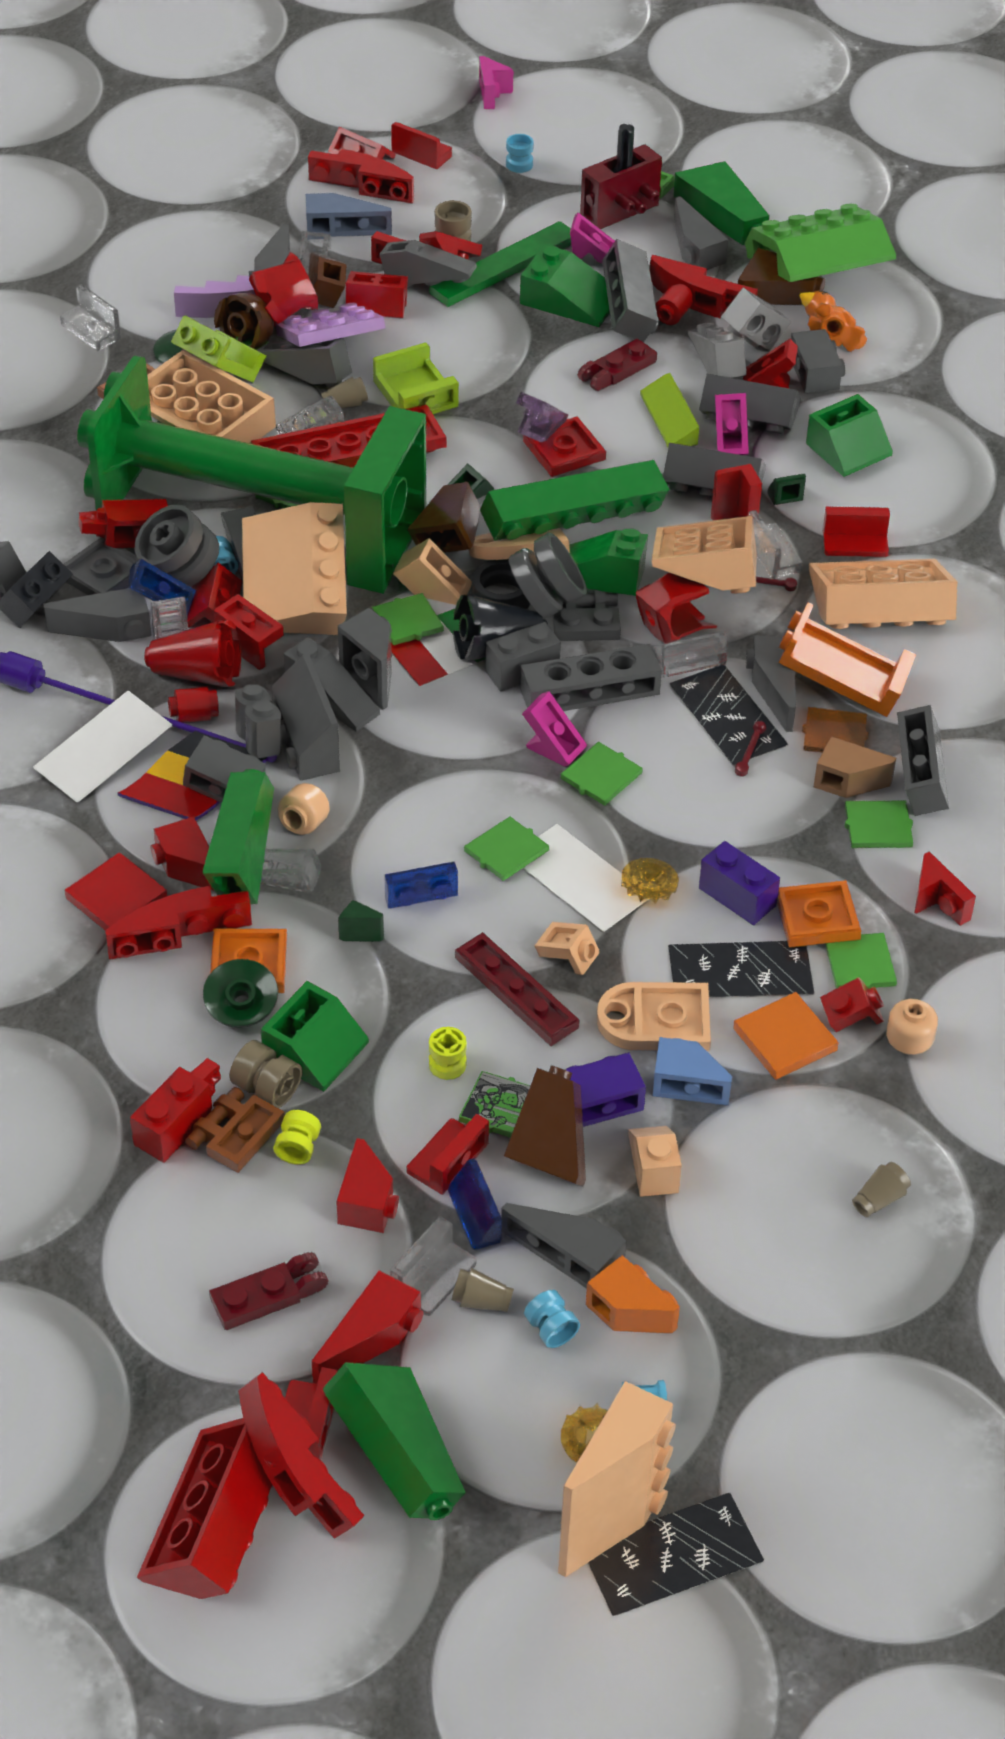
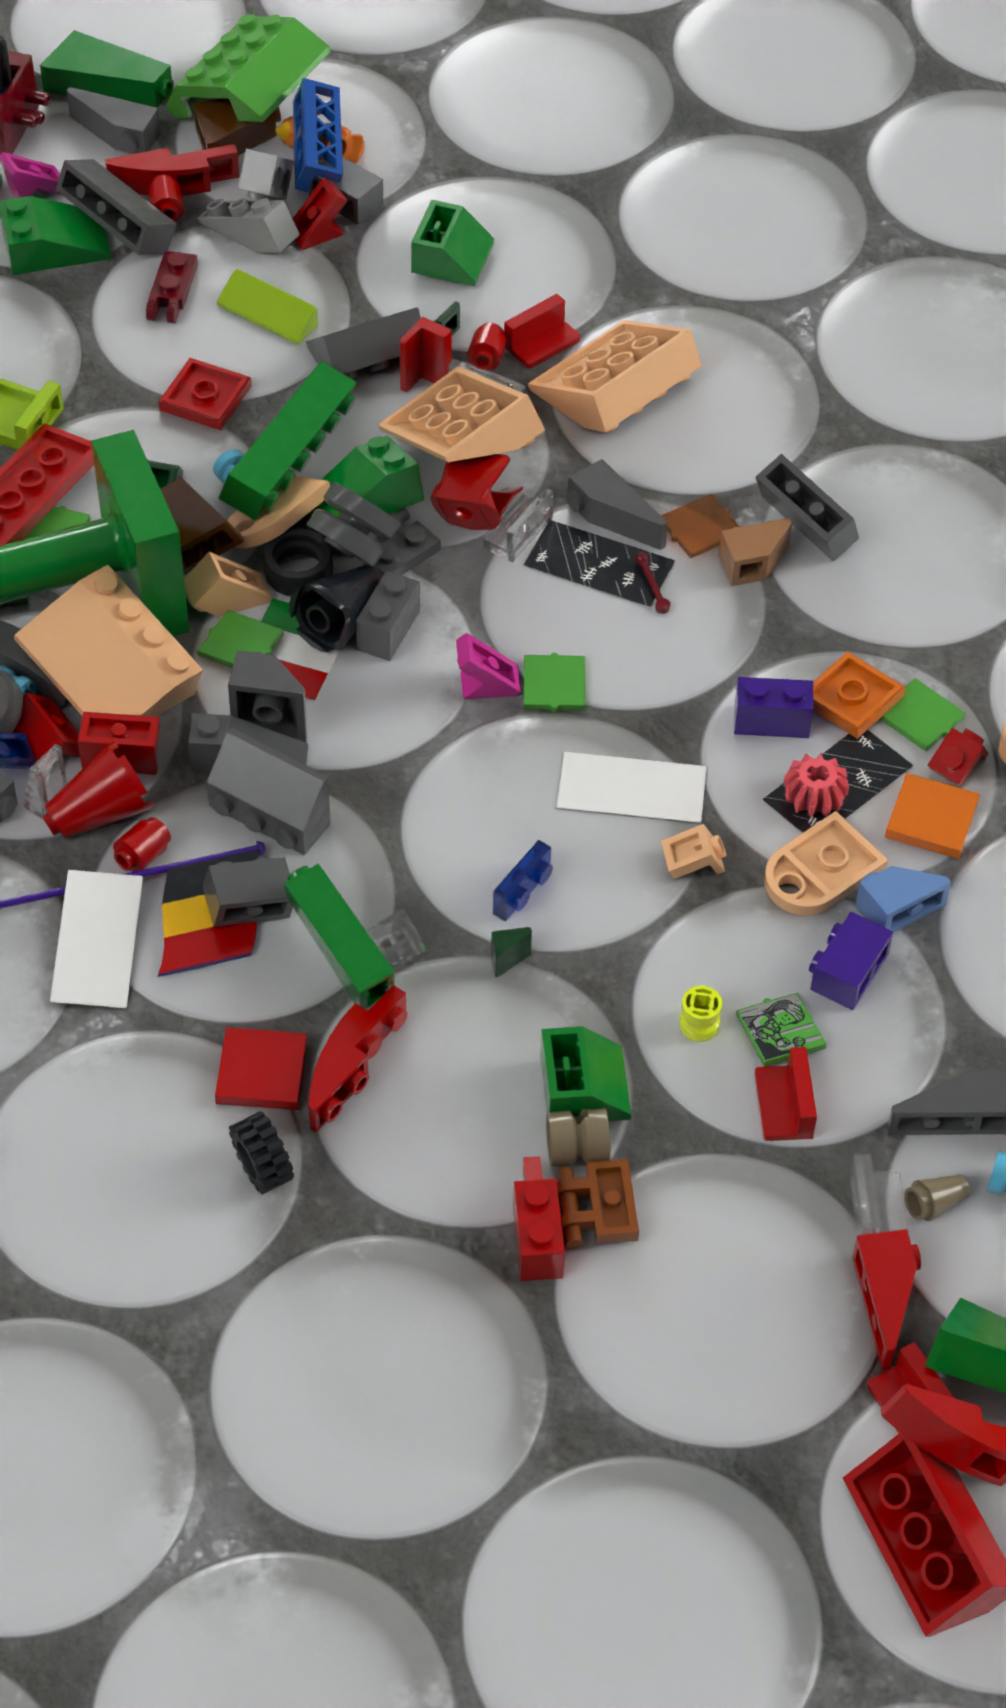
camera: 40 degrees left, 5 degrees up
(44, 939) = (261, 1152): none -> black tyre
(181, 851) = (292, 988): red slope -> none
(238, 979) = (482, 1065): dark green dish -> none
(258, 721) = (227, 822): dark grey brick -> none
(259, 945) = (442, 1048): orange tile -> none
(267, 1291) = (768, 1325): dark red hinge -> none
(298, 1133) = (660, 1175): neon yellow wheel -> none
(303, 809) = (351, 876): light nougat head -> none
(366, 1192) = (762, 1176): red slope -> none
(475, 1206) = (857, 1126): clear blue slope -> none
(506, 848) = (549, 801): bright green piece -> none
(517, 989) = (687, 919): dark red tile -> none
(540, 418) = (168, 380): clear purple slope -> none
(551, 1127) = (860, 1018): reddish brown slope -> none
(594, 677) = (464, 601): dark grey brick -> none
(650, 870) = (684, 743): clear yellow gear -> none
(655, 1160) = (948, 986): light nougat slope -> none
(710, 955) = (816, 785): none -> coral gear
(732, 423) = (345, 291): dark pink slope -> none
(765, 403) = (333, 261): dark grey slope -> none
(800, 519) = (487, 347): none -> red brick
(817, 300) = (309, 127): none -> blue fence
(844, 663) = (666, 459): panel -> none
(879, 824) = (815, 586): bright green piece -> none
(945, 889) = (921, 608): red slope -> none

